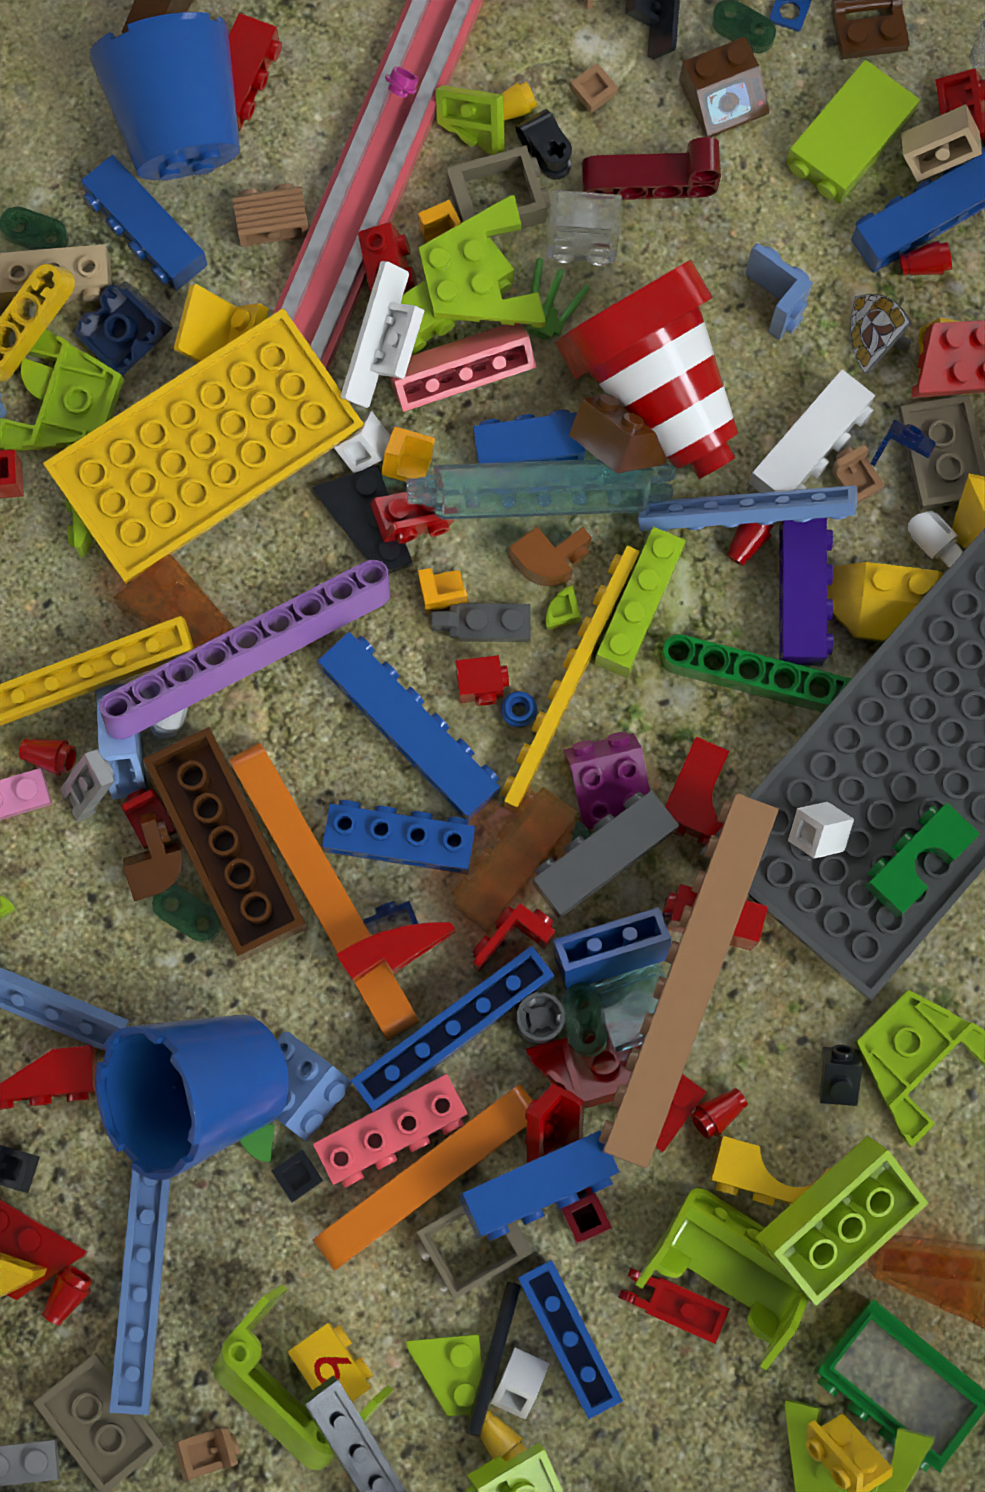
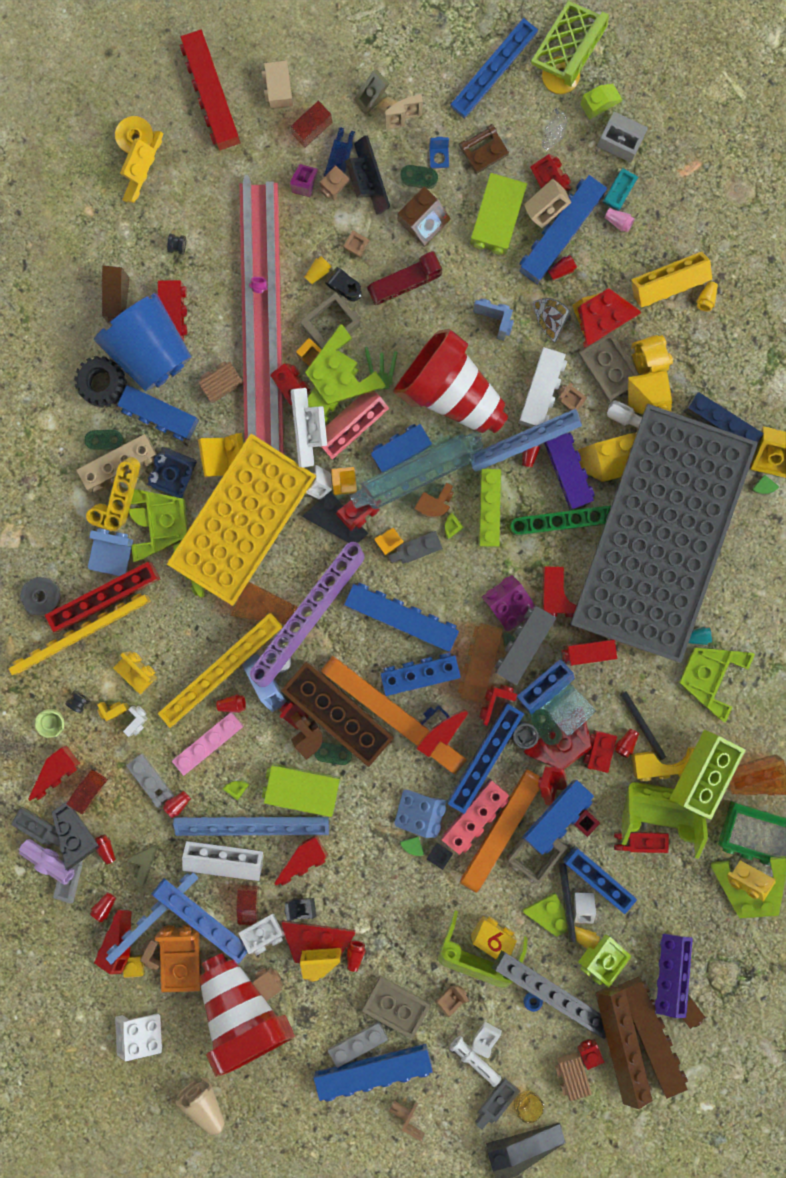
camera: 20 degrees left, 10 degrees up
(65, 110) = (86, 375): none -> black tyre
(88, 784) = (260, 713): light grey plate -> none
(103, 953) = (301, 790): none -> lime brick
(140, 1296) = (378, 906): medium blue plate -> none
(188, 1089) = (375, 843): blue cone -> none
(473, 116) = (301, 286): lime wing -> none
(481, 680) = (427, 579): red brick -> none
(523, 699) = (456, 590): blue plate -> none
(563, 691) = (470, 568): yellow plate -> none
(583, 227) = (383, 324): clear brick -> none
(616, 435) = (444, 431): reddish brown slope -> none
(689, 982) = (592, 693): medium nougat brick -> none
(760, 1094) = (643, 726): none -> black bar
(820, 829) = (626, 591): white panel -> none
(840, 1075) = (678, 701): black bracket -> none
(908, 436) = (588, 368): clear blue bracket -> none
(923, 974) = (701, 636): none -> teal cone
(941, 833) = (671, 600): green arch -> none

